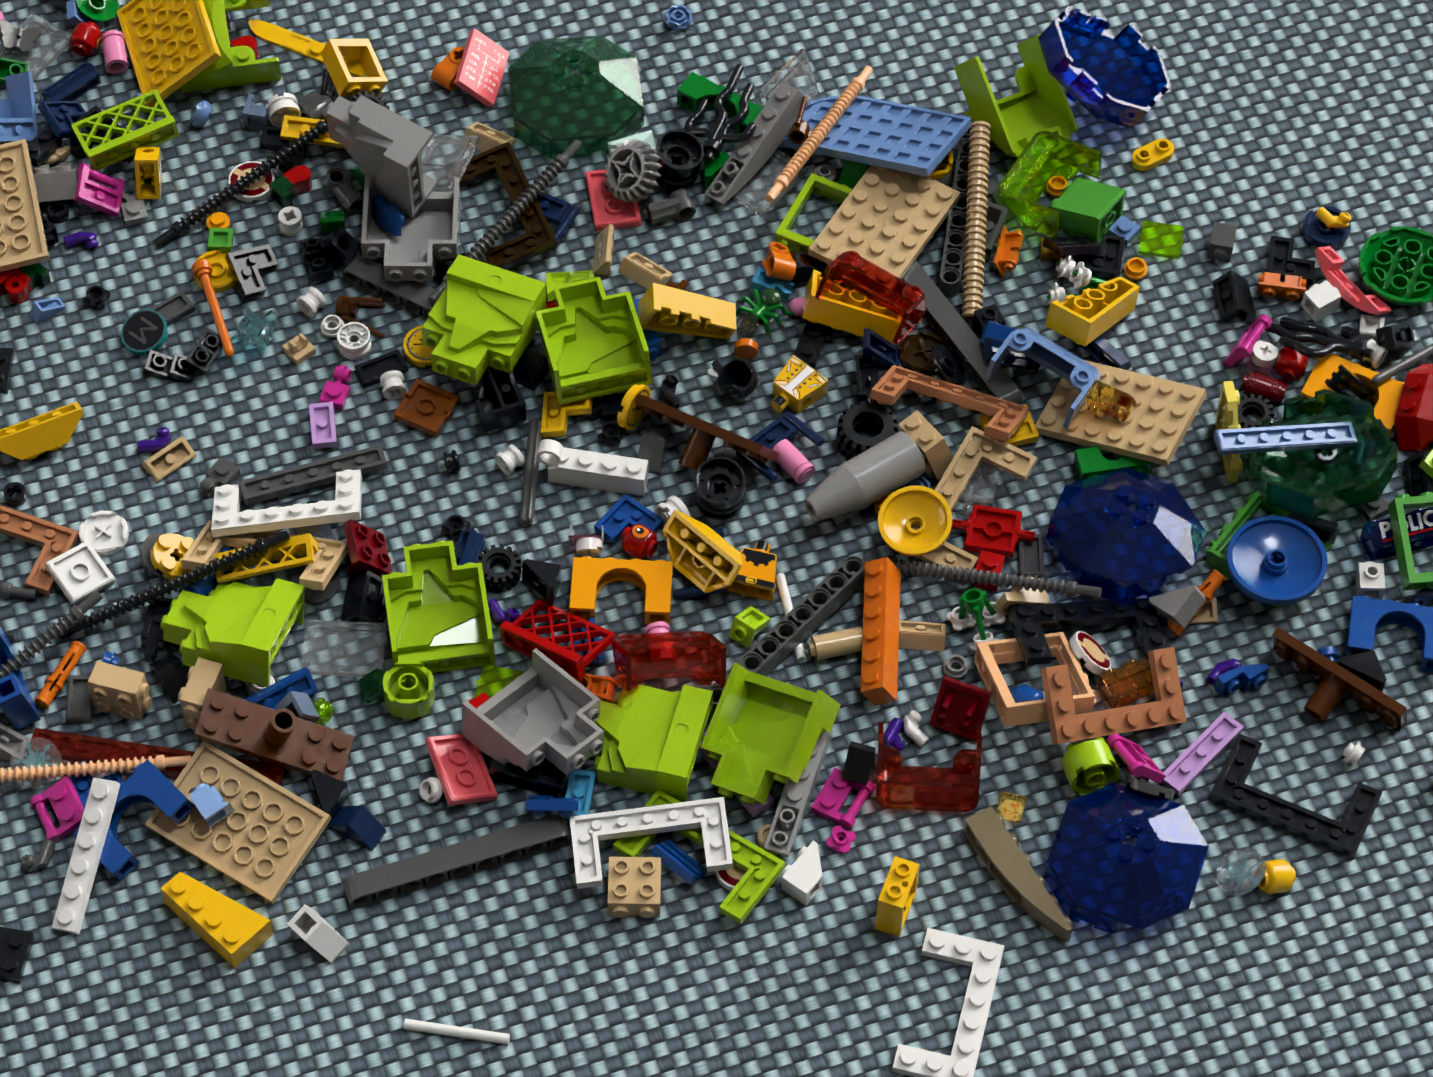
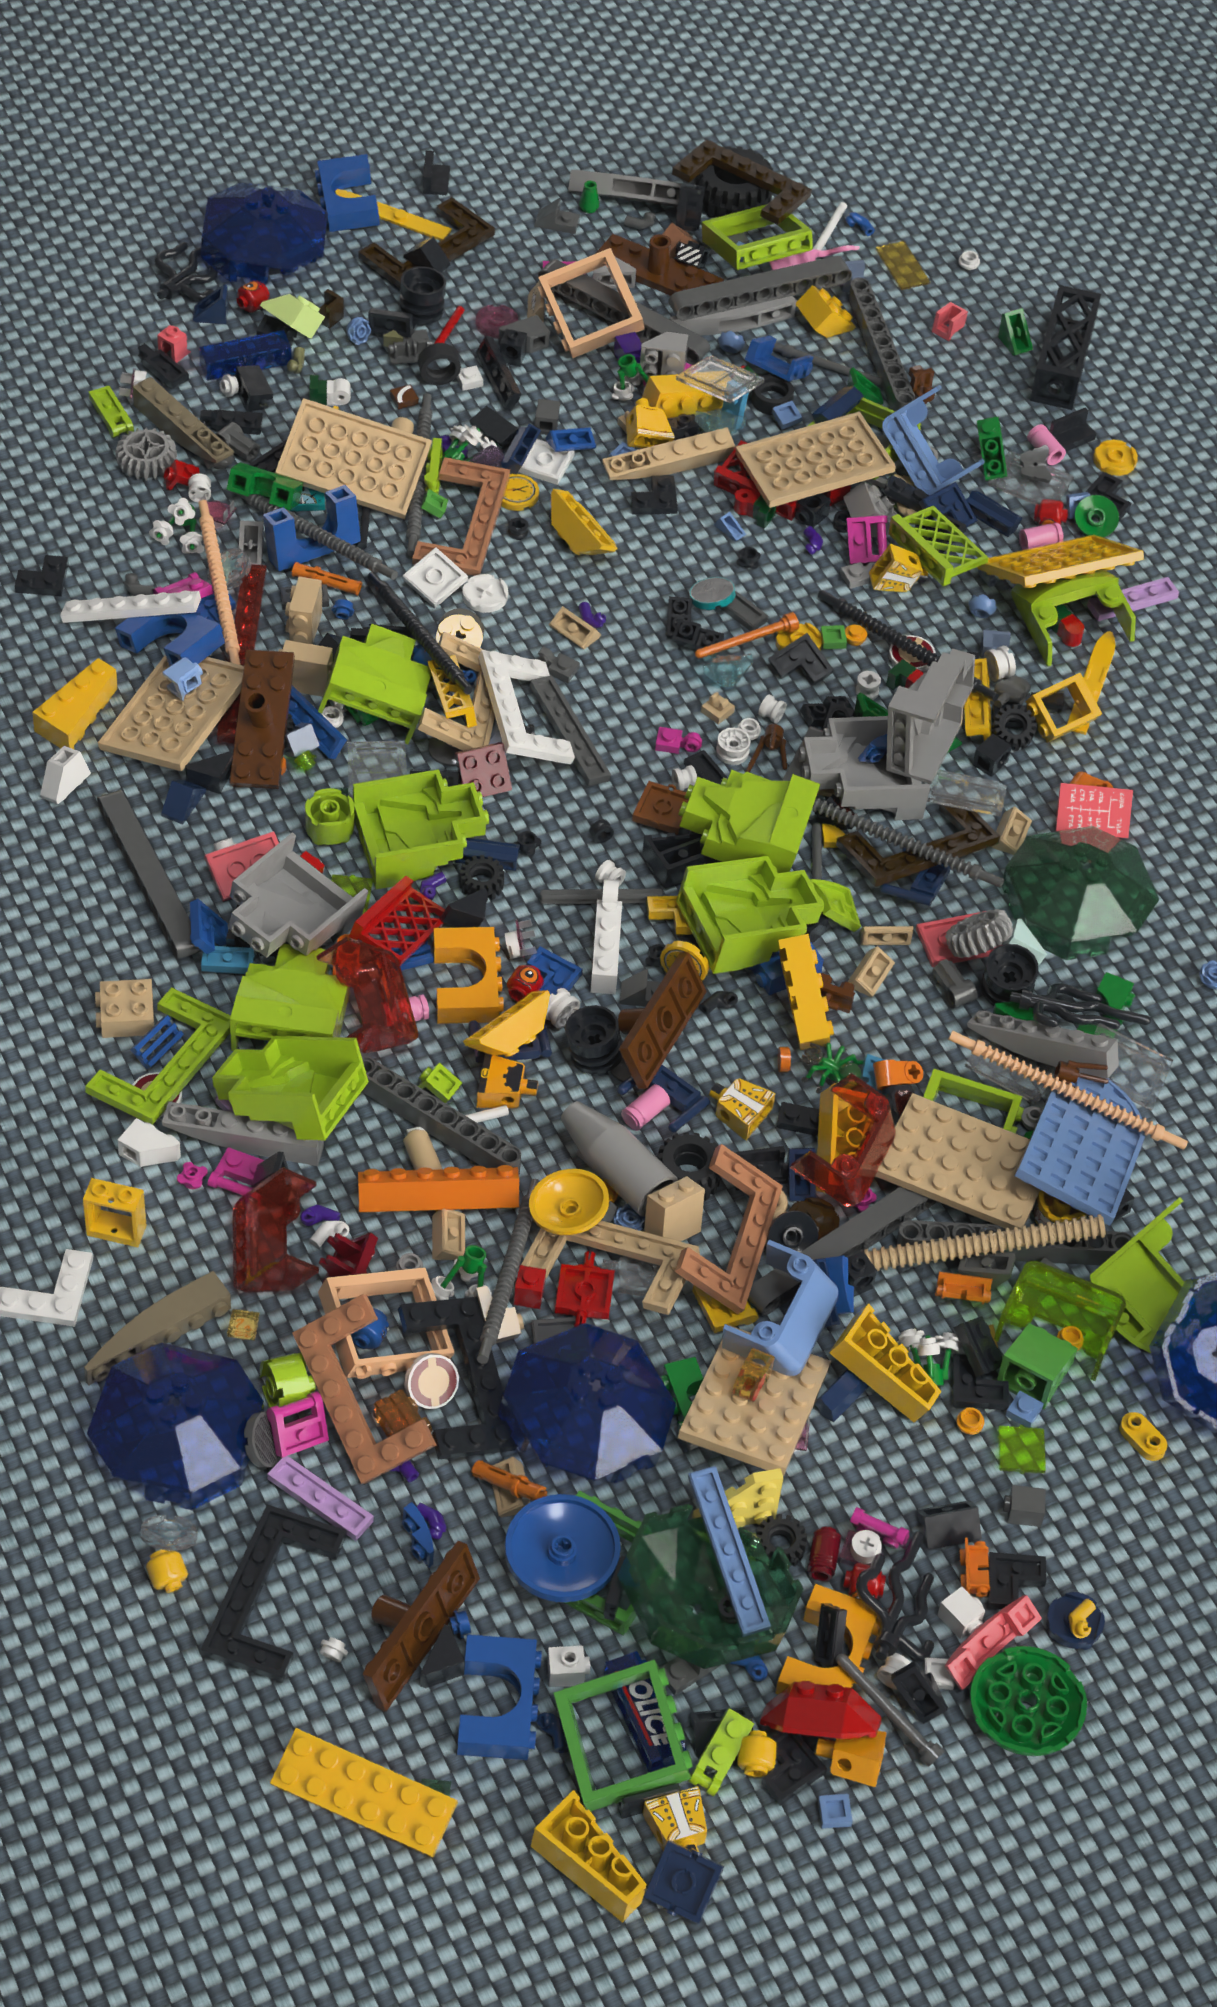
camera: 80 degrees right, 5 degrees down
(323, 425) = (628, 732): lavender plate -> none
(592, 828) = (200, 1047): white plate -> none
(736, 378) = (739, 1050): black hat -> none
(1179, 604) = (493, 1456): light grey slope -> none

